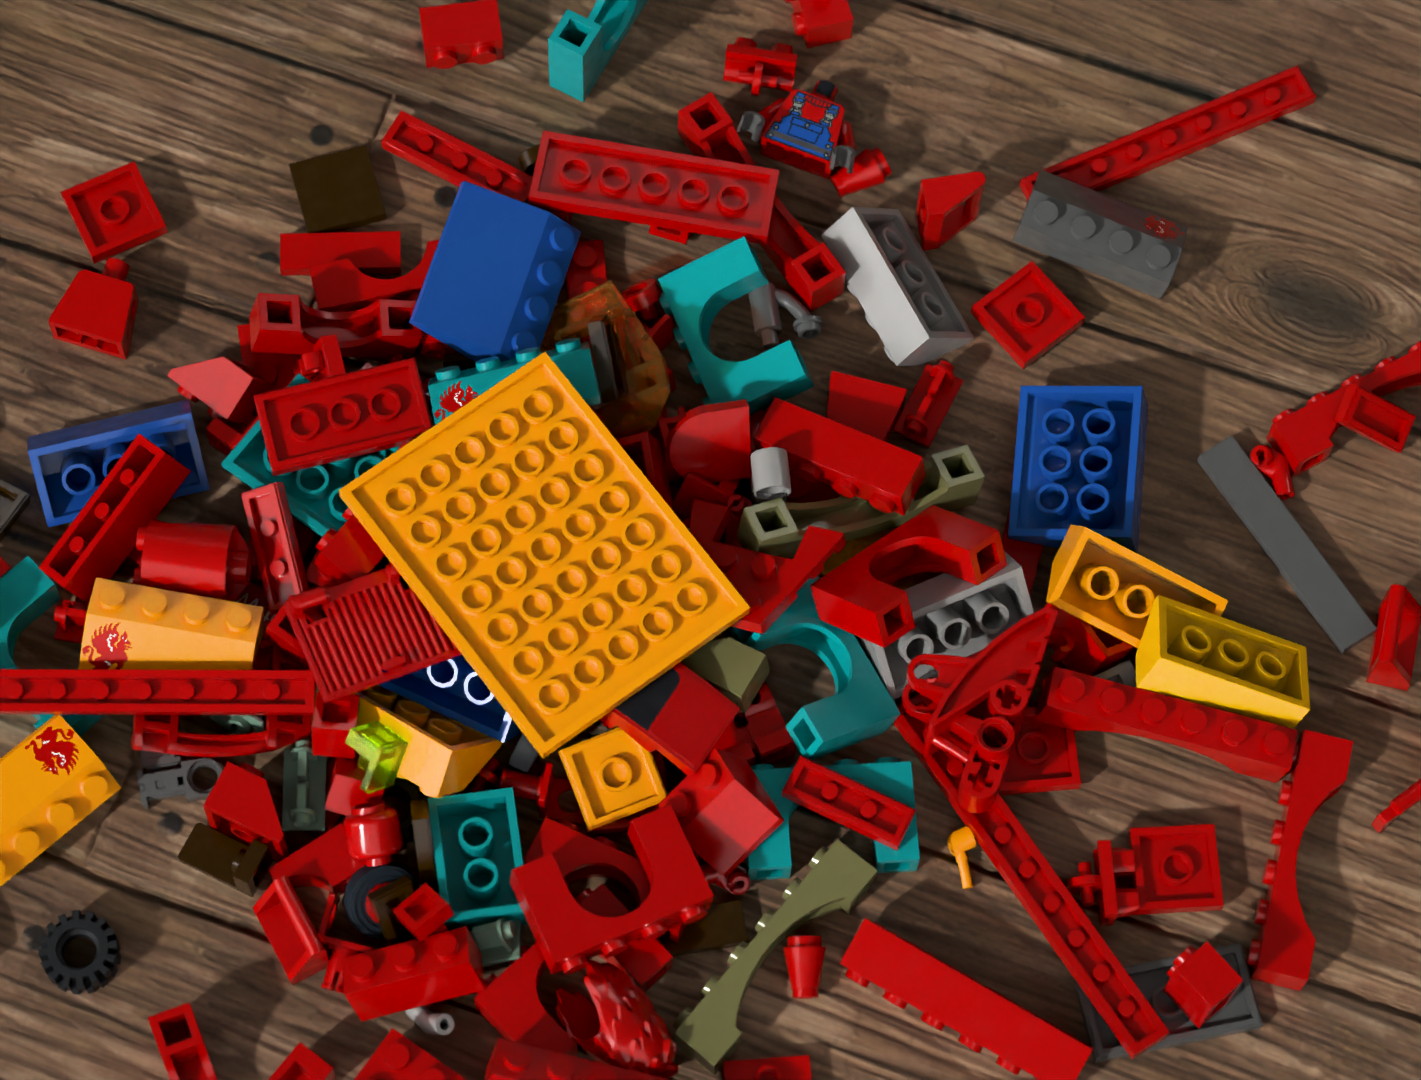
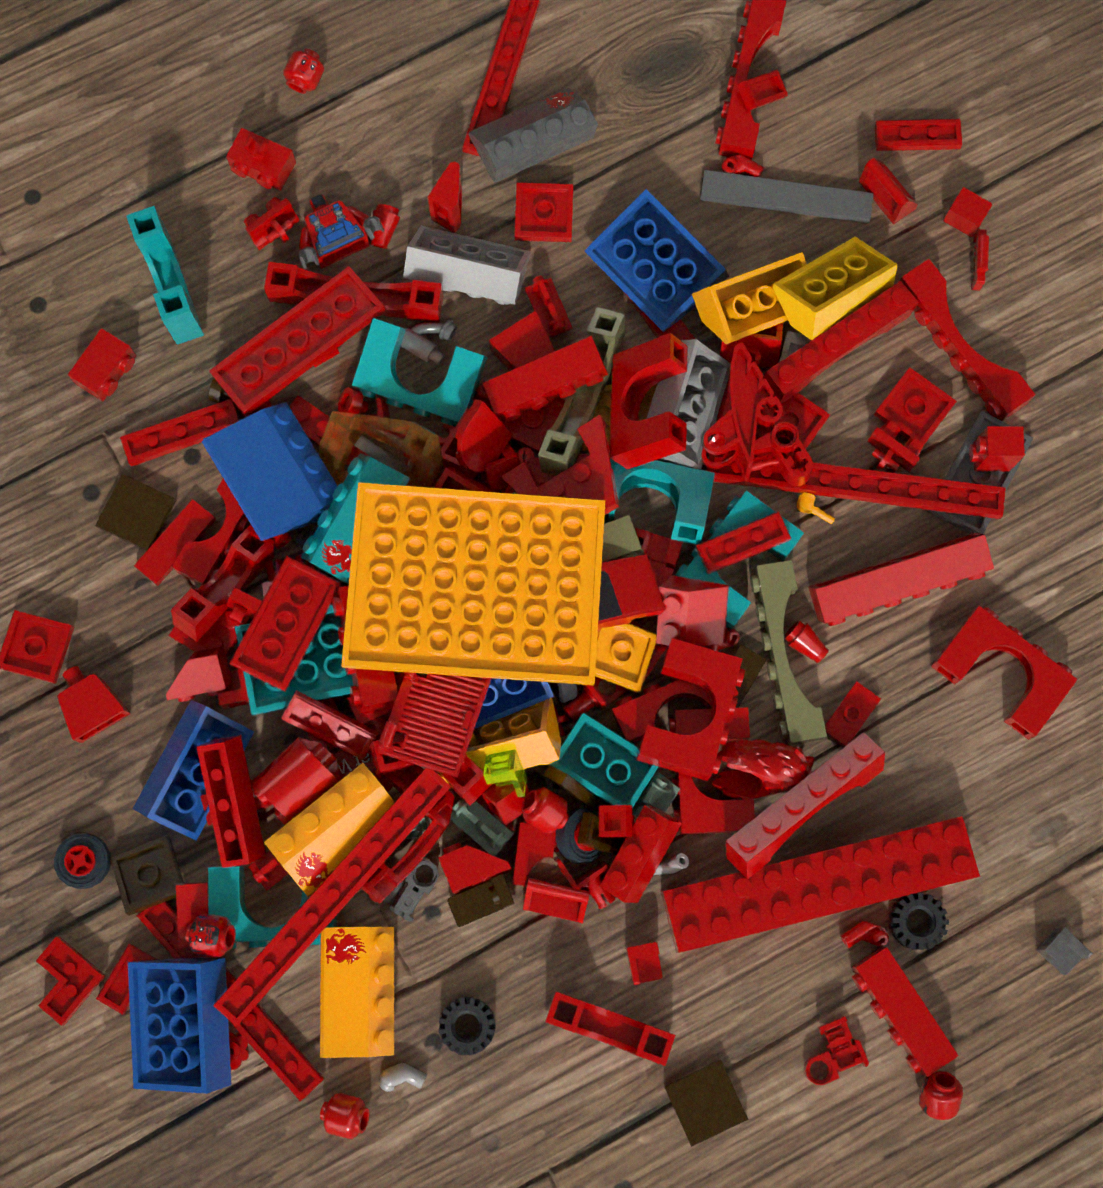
camera: 45 degrees left, 10 degrees up
(769, 475) = (528, 426): light grey piece -> none

